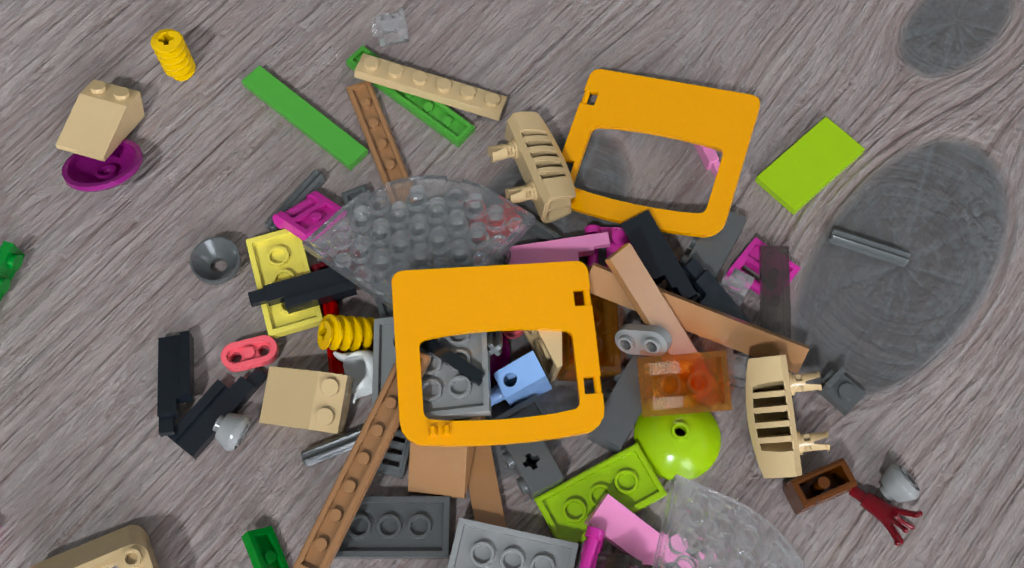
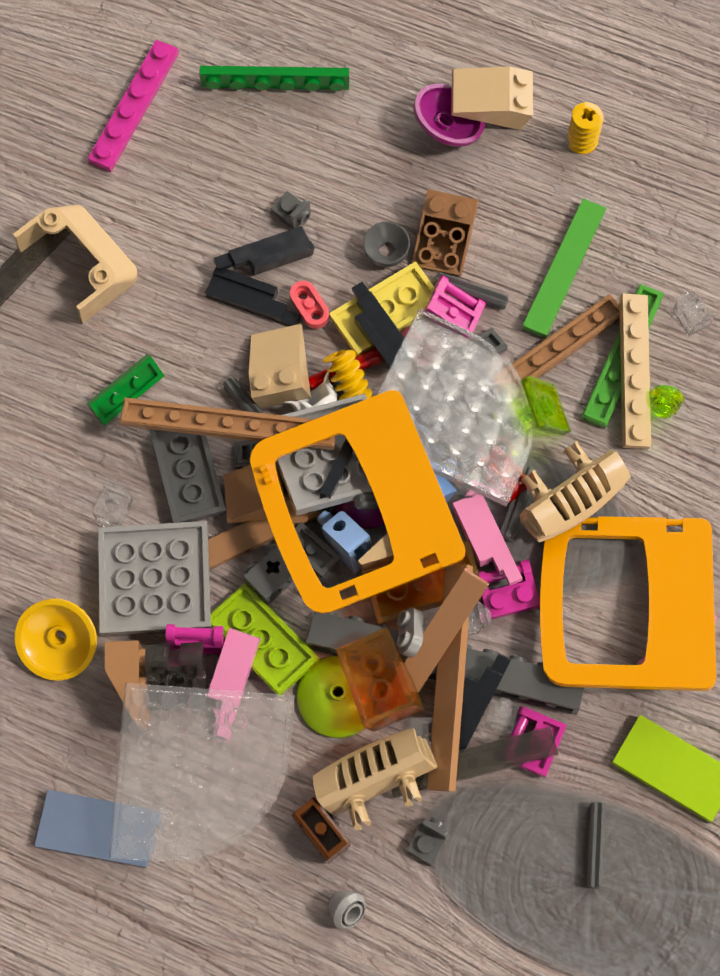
camera: 75 degrees right, 5 degrees up
(136, 344) = (291, 210): none -> dark grey bracket
(223, 205) = (445, 232): none -> medium nougat slope
(231, 430) = (235, 314): light grey cone -> none
(441, 166) = (545, 406): none -> clear neon green tile
(468, 70) = (665, 400): none -> clear neon green cone
(656, 253) = (510, 628): black piece -> none
(885, 513) = (315, 900): dark red piece -> none

